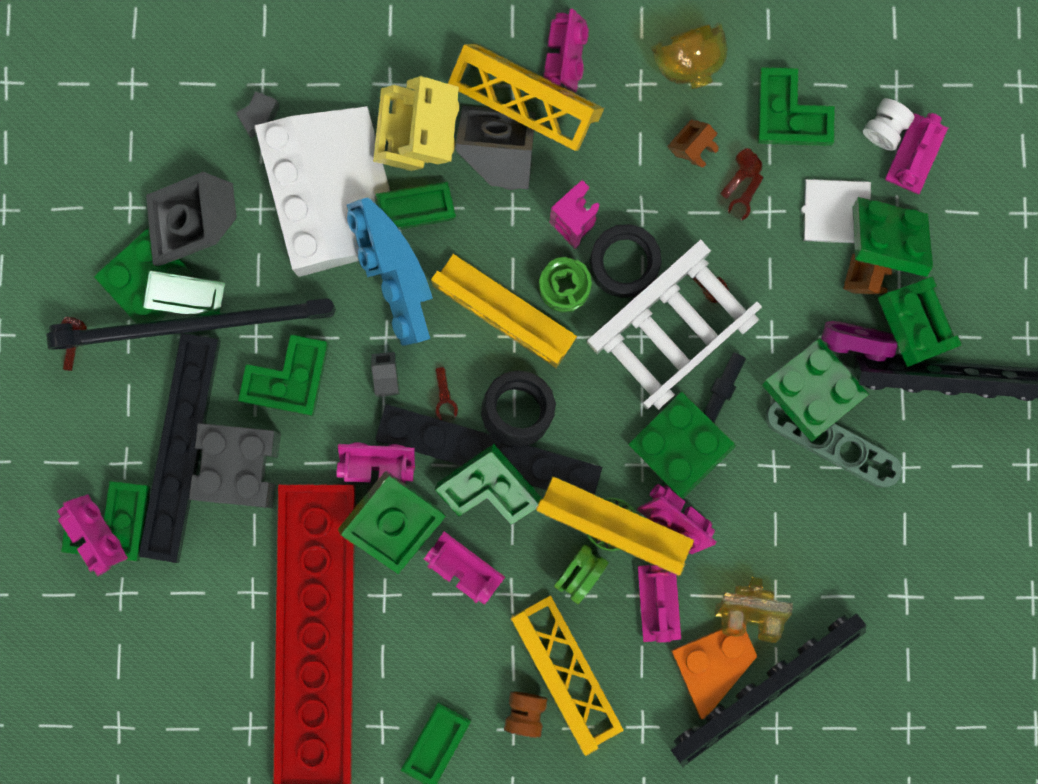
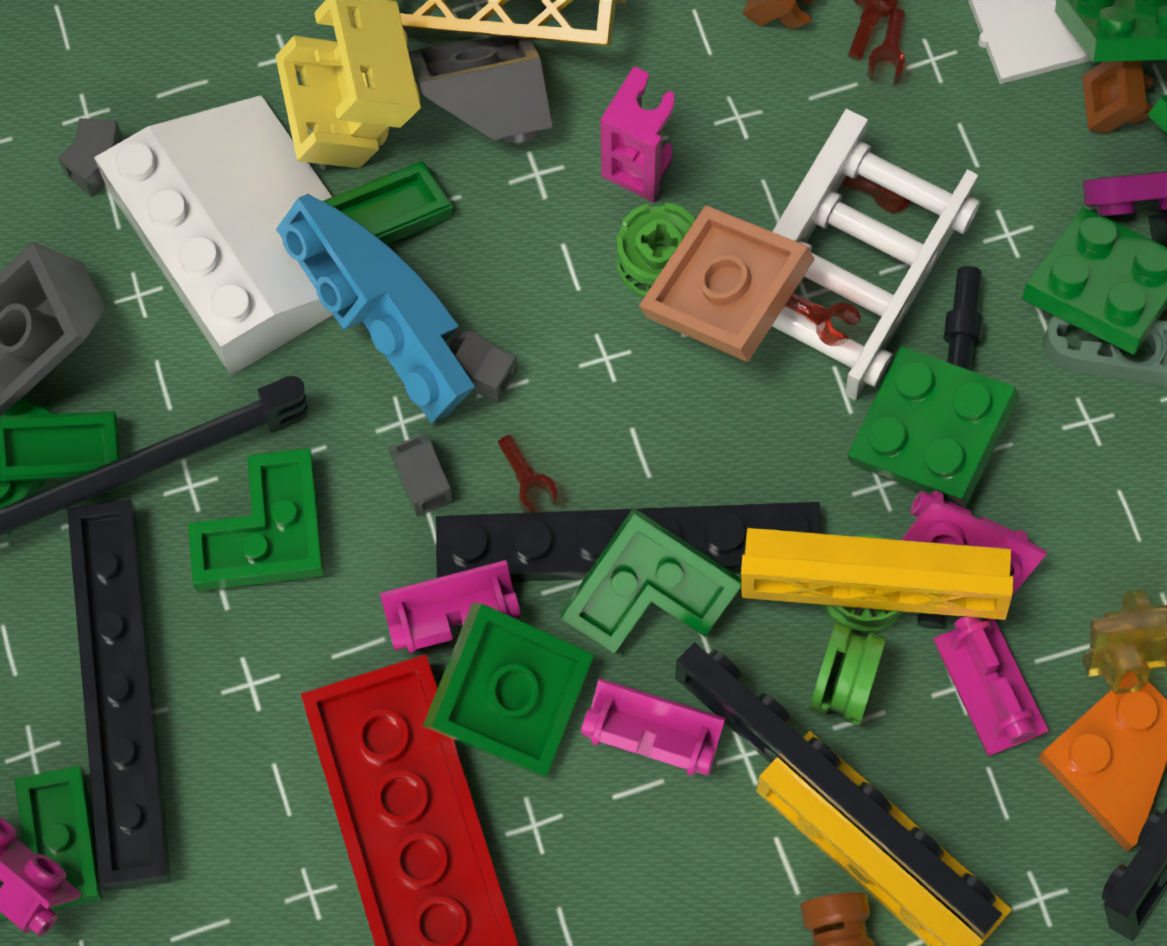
camera: 15 degrees left, 15 degrees down
(234, 465) = (218, 687): dark grey piece -> none
(439, 320) = (485, 364): none -> dark grey piece
(504, 310) = (569, 321): yellow fence -> none
(524, 382) = (660, 414): black tyre -> none
(559, 653) = (766, 729): none -> black plate
(592, 327) = (727, 283): none -> nougat plate
(631, 233) = (741, 145): black tyre -> none
(638, 359) = (822, 318): none -> clear red hand

